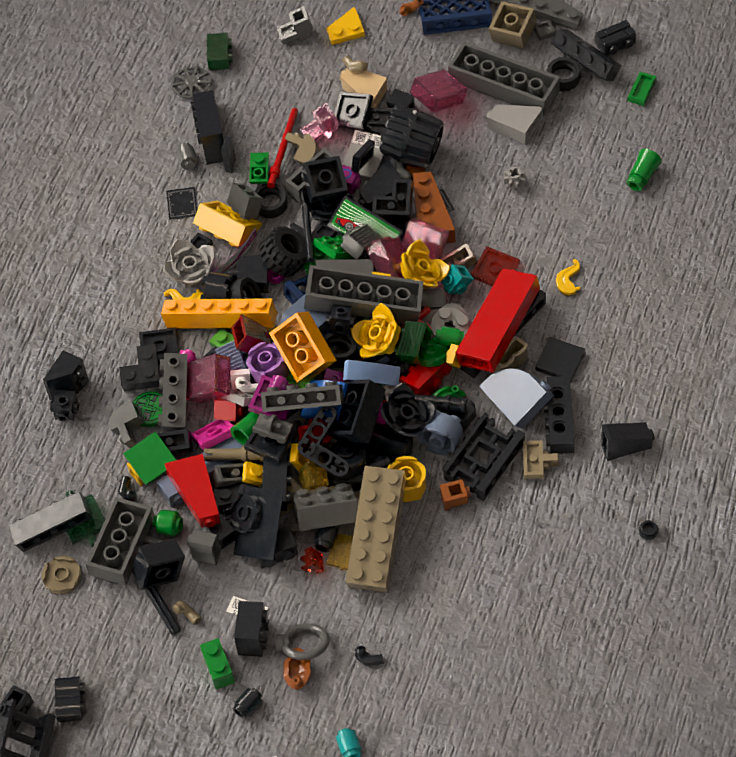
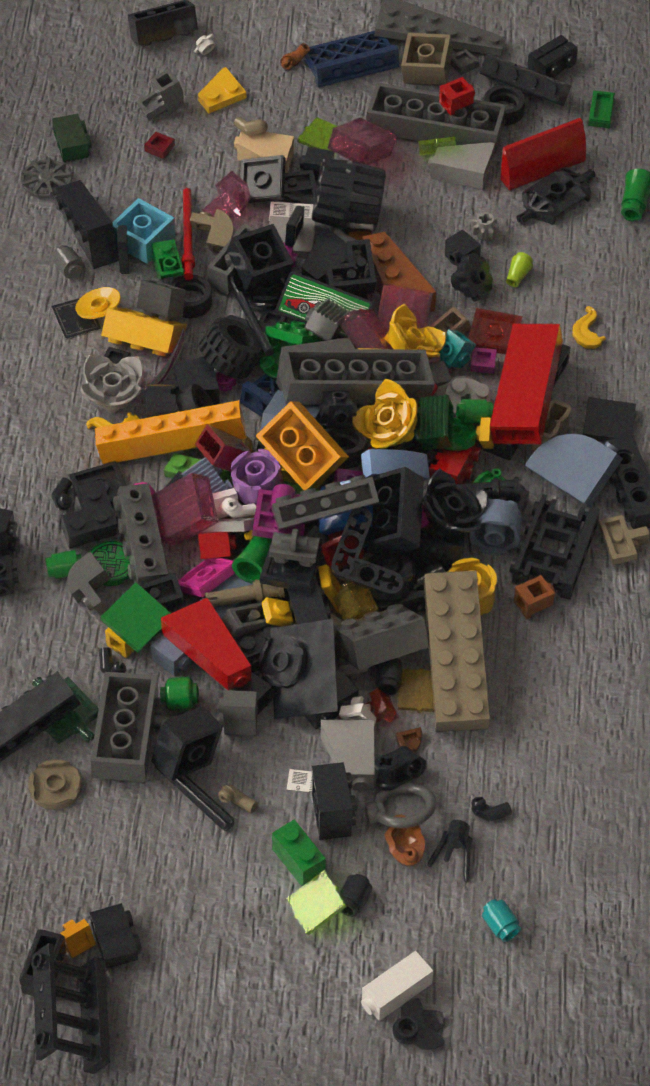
camera: 20 degrees left, 5 degrees down
(42, 695) = (77, 937): none -> light orange tile
(111, 402) = (60, 563): none -> green brick
(128, 347) = (60, 495): none -> black arm
(198, 194) = (95, 303): none -> yellow dish
(218, 703) = (316, 902): none -> clear neon green piece
(249, 137) = (145, 226): none -> medium azure brick
(281, 591) = (354, 745): none -> light grey slope
(284, 67) = (159, 145): none -> dark red plate
(292, 564) = (357, 710): none -> white tile
(310, 611) = (400, 766): none -> black piece
(326, 592) = (410, 738): none -> reddish brown tile
(335, 673) = (456, 837): none -> black plant
(407, 75) = (317, 134): none -> clear neon green piece
(477, 291) = (483, 360): none -> magenta plate
(490, 195) = (459, 246): none -> black brick
(490, 221) = (473, 277): none -> black plant
(492, 102) = (430, 146): none -> clear neon green piece
(520, 63) = (456, 95): none -> red brick
(530, 218) = (520, 266): none -> lime cone
(569, 166) = (546, 204): none -> black plate
(578, 123) = (543, 154): none -> red slope

